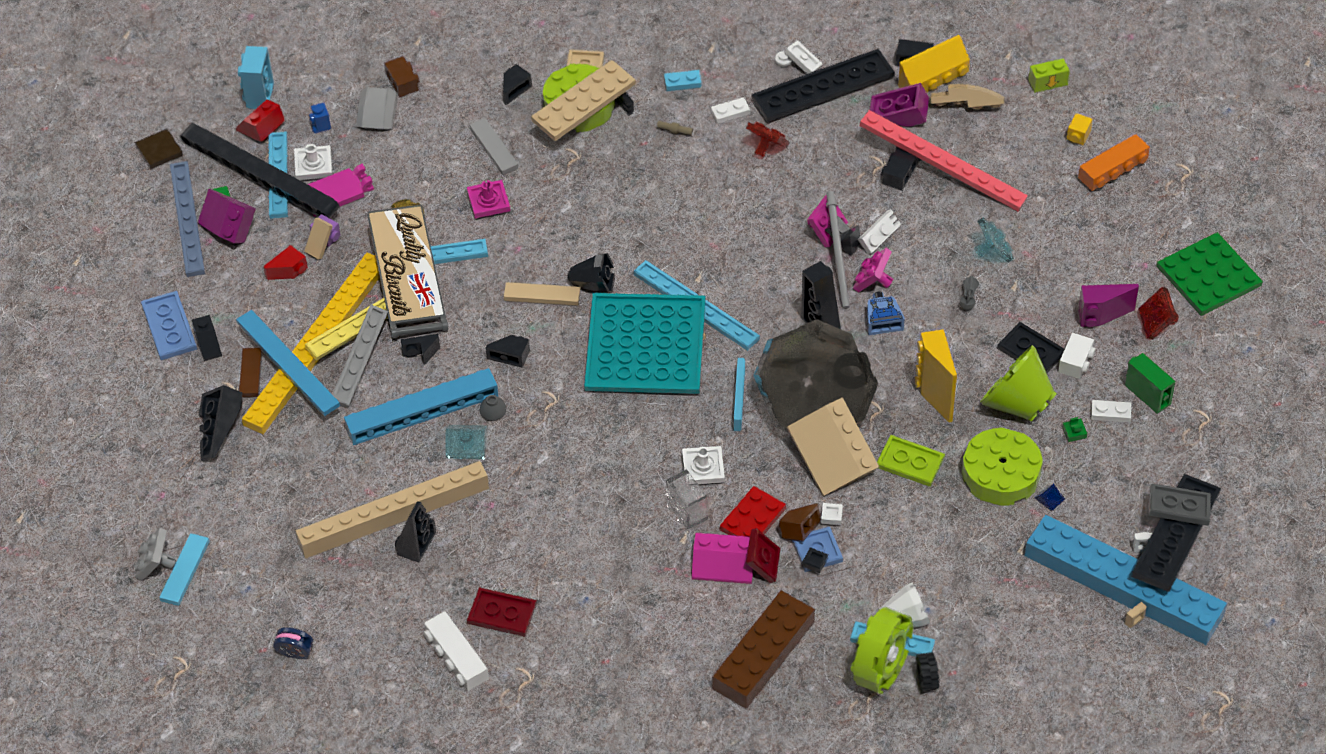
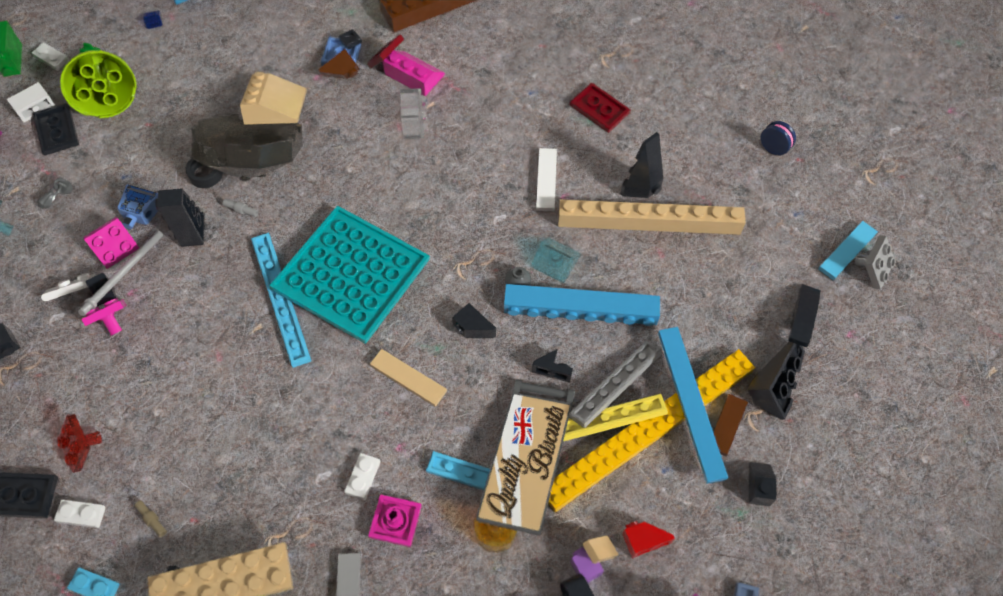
camera: 155 degrees left, 10 degrees up
(168, 325) = (796, 529): medium blue tile -> none
(210, 481) = (804, 315): none -> black slope
(456, 651) = (651, 88): white brick -> none
(516, 510) = (546, 179): none -> white tile
(533, 216) = (362, 476): none -> white plate
(593, 274) = (352, 364): black cone -> none
(704, 464) = (378, 146): white plate -> none
(739, 394) = (307, 190): medium azure tile -> none
(753, 511) = (369, 95): red plate -> none
(831, 514) = (310, 68): white plate -> none
(910, 460) = (222, 85): lime tile -> none
(936, 372) = (146, 105): yellow slope -> none
(1002, 466) = (164, 44): lime piece -> none

